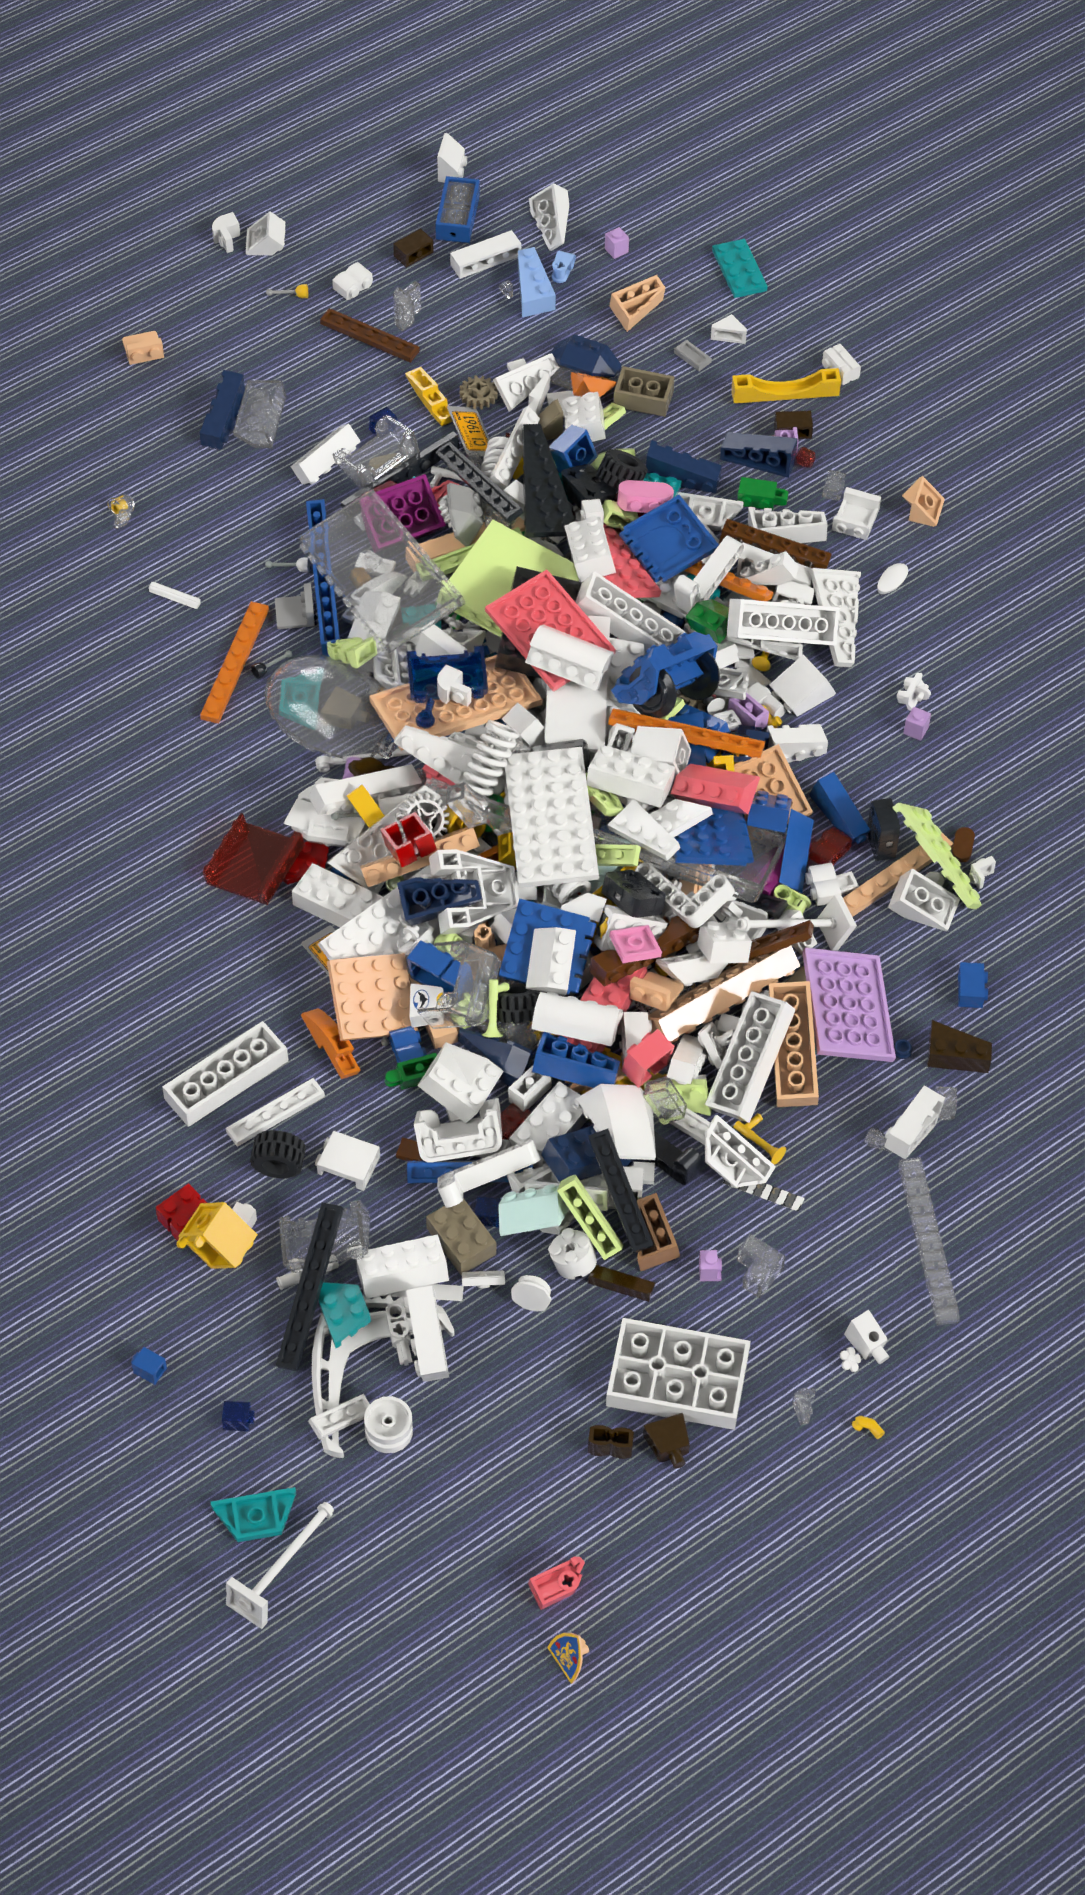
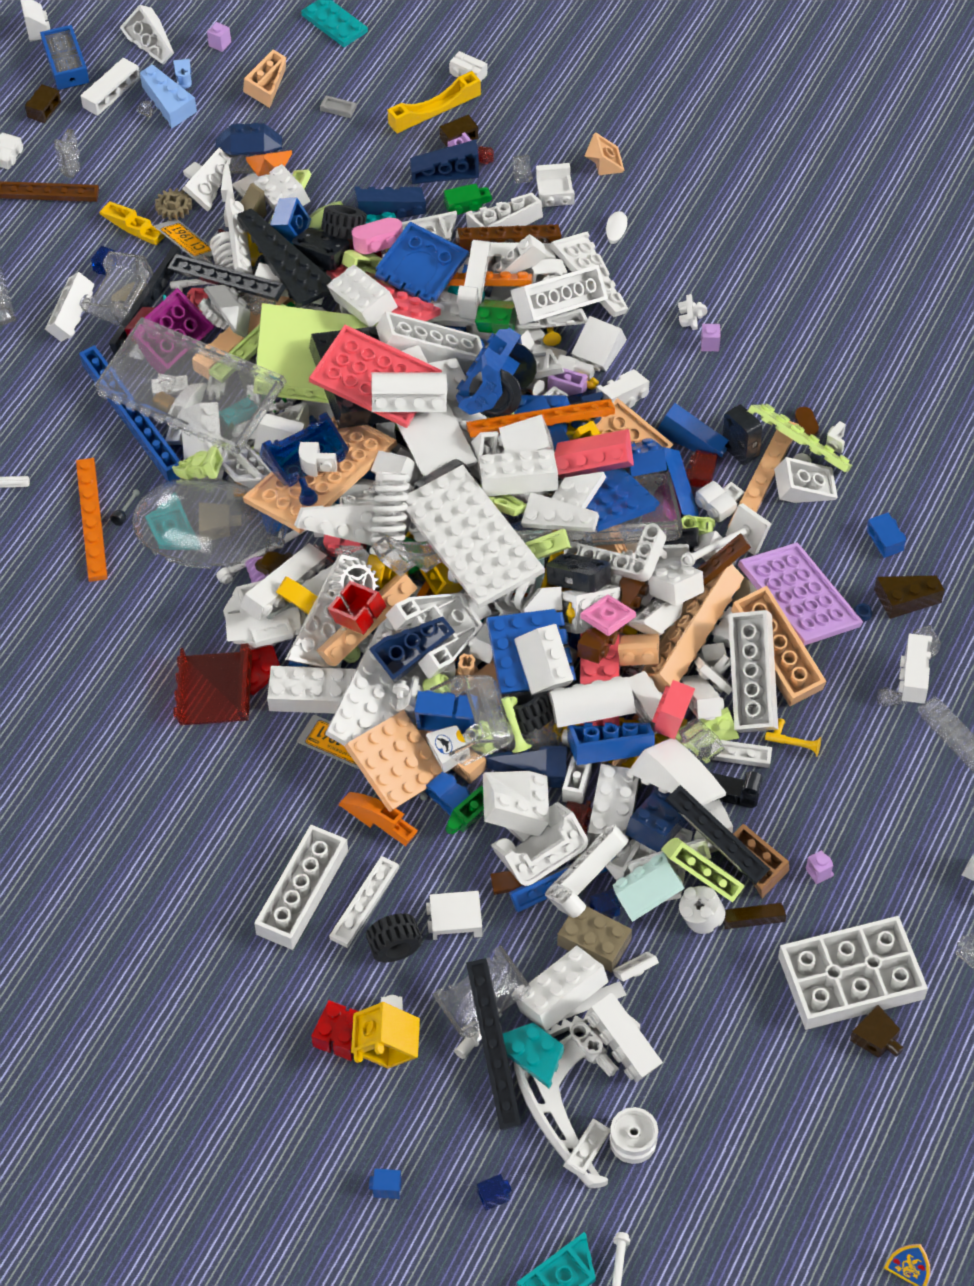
camera: 25 degrees left, 0 degrees up
(296, 610) = (122, 451): light grey bracket -> none
(302, 564) = (103, 410): hinge -> none
(531, 1293) = (687, 959): white hat -> none
(548, 1585) = (857, 1212): coral piece -> none
(591, 508) = (337, 264): white brick -> none
(608, 1441) = (834, 1058): dark brown brick -> none
(644, 391) = (317, 150): dark tan brick -> none
(729, 330) = (358, 74): white slope -> none
(734, 1156) = (788, 763): white wedge -> none
(763, 1264) = (862, 843): clear brick -> none
(773, 1194) = (821, 782): sticker -> none

